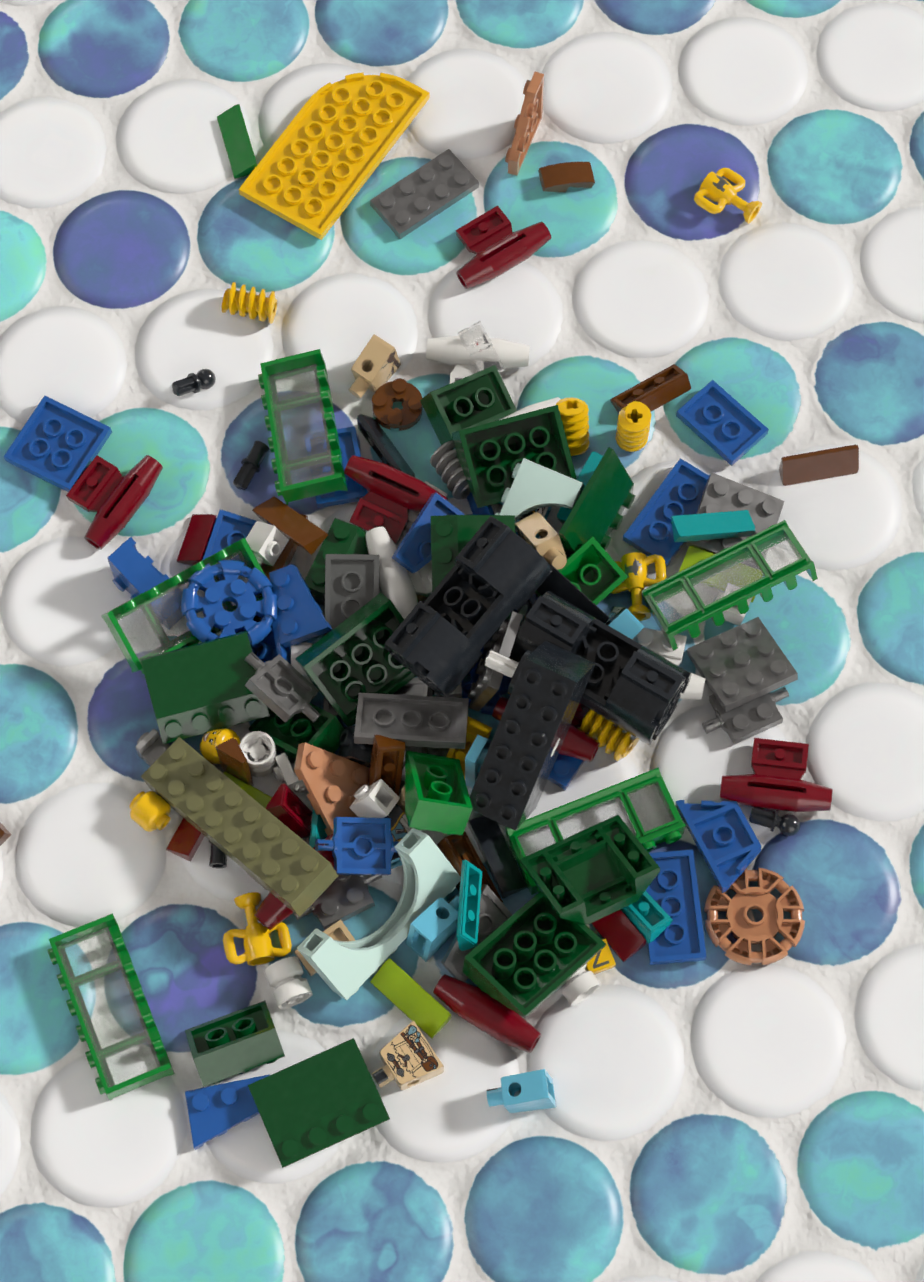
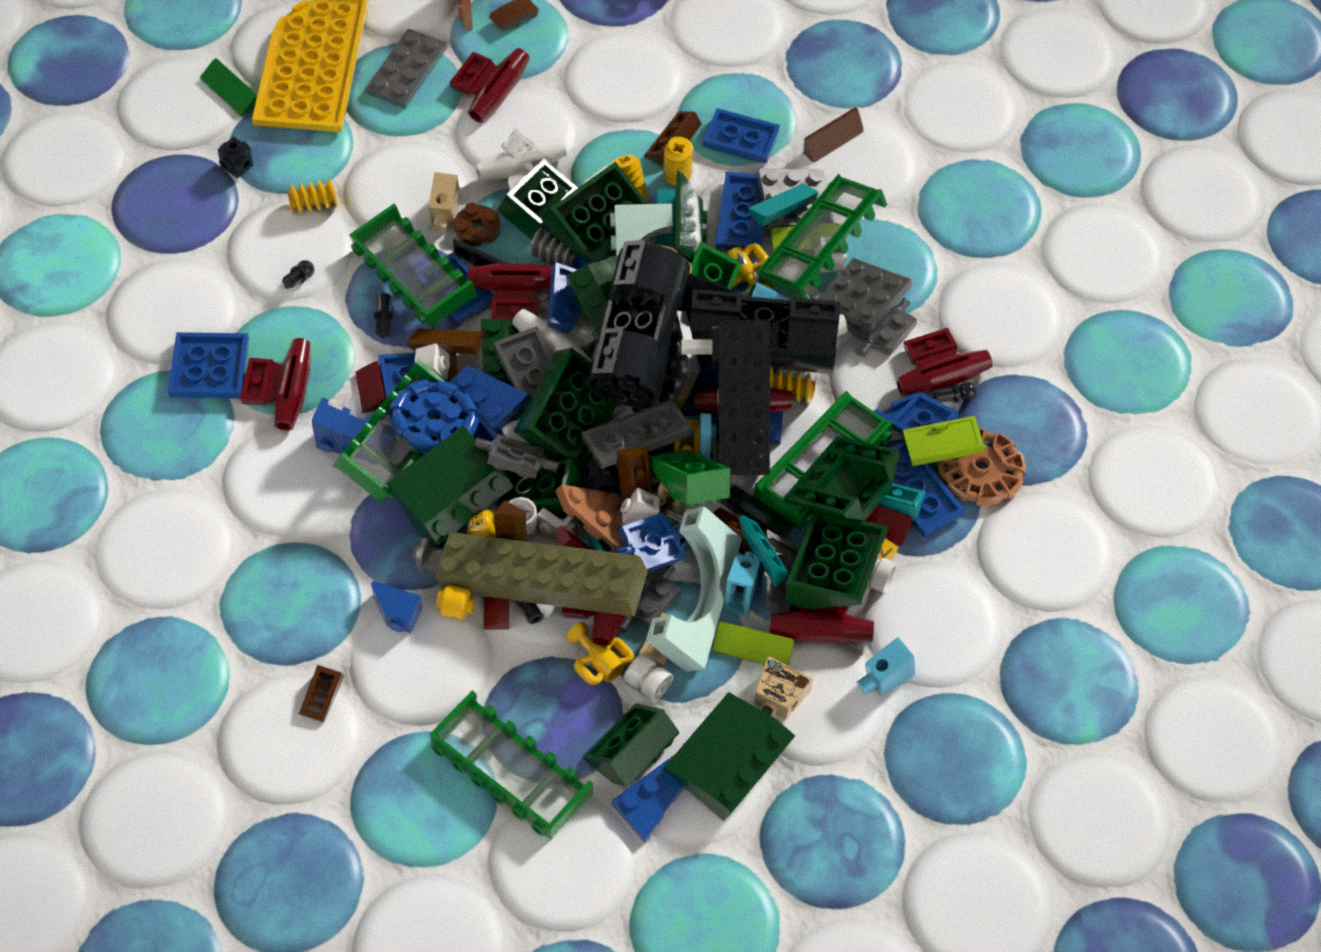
camera: 30 degrees left, 10 degrees down
(93, 789) = (398, 607): none -> blue slope
(200, 225) = (235, 157): none -> black brick
(723, 876) = (956, 441): none -> lime door

